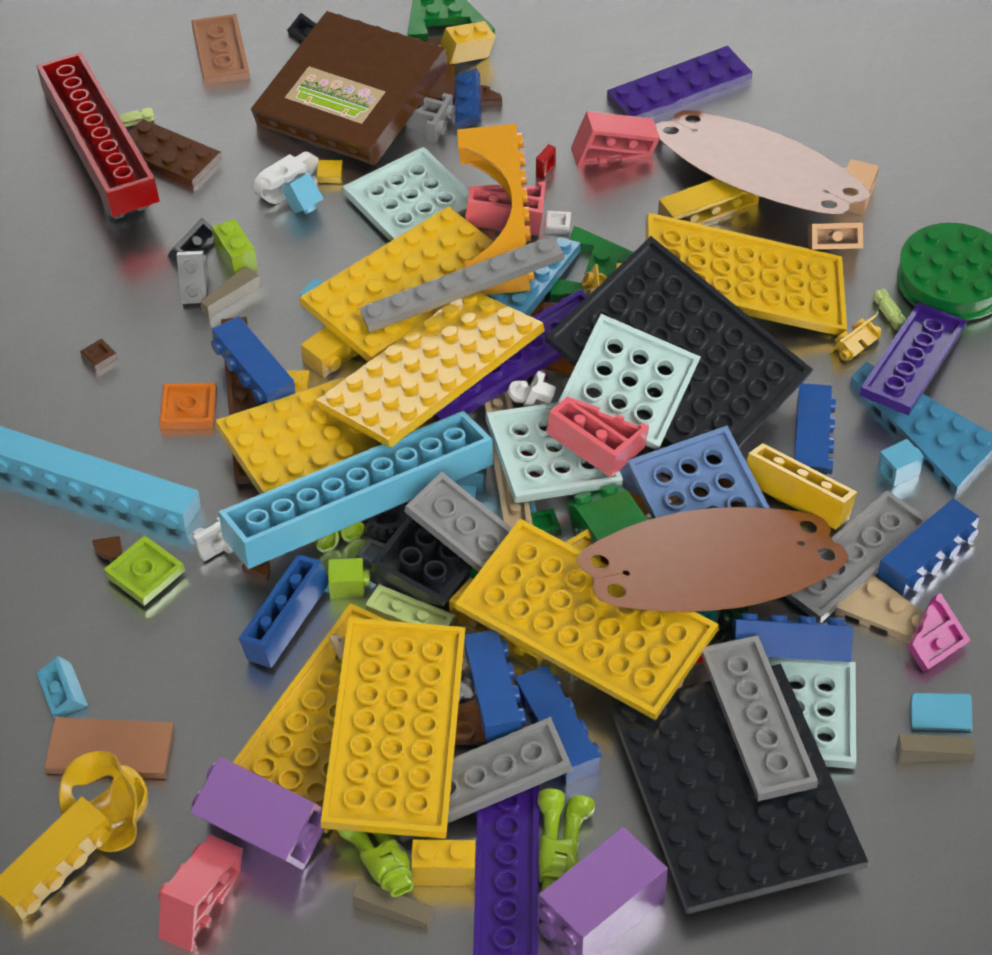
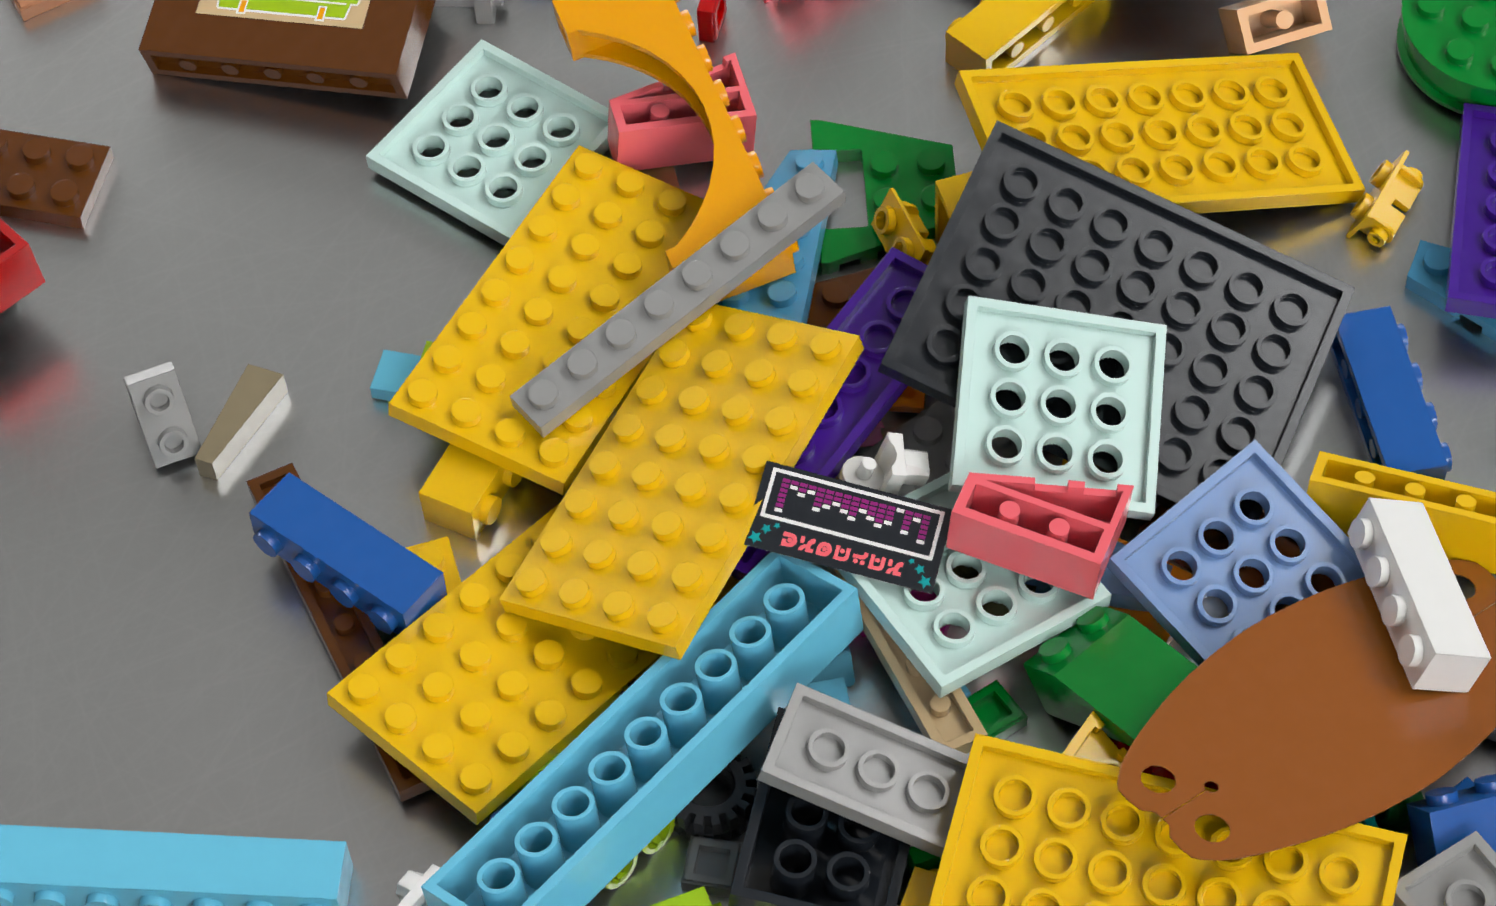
camera: 15 degrees left, 5 degrees up
(98, 355) = (40, 615): reddish brown tile -> none
(188, 406) = (250, 669): orange tile -> none
(197, 239) = (131, 338): black slope -> none
(234, 246) = (215, 331): lime brick -> none
(270, 180) = (253, 167): white piece -> none
(302, 194) = (299, 191): medium azure brick -> none
(329, 171) = (326, 131): yellow tile -> none
(499, 409) = (849, 527): none -> black sticker
(557, 223) = (778, 121): white tile -> none
(778, 520) = (1418, 595): none -> white brick
(889, 308) = (1417, 129): yellowish green axle -> none

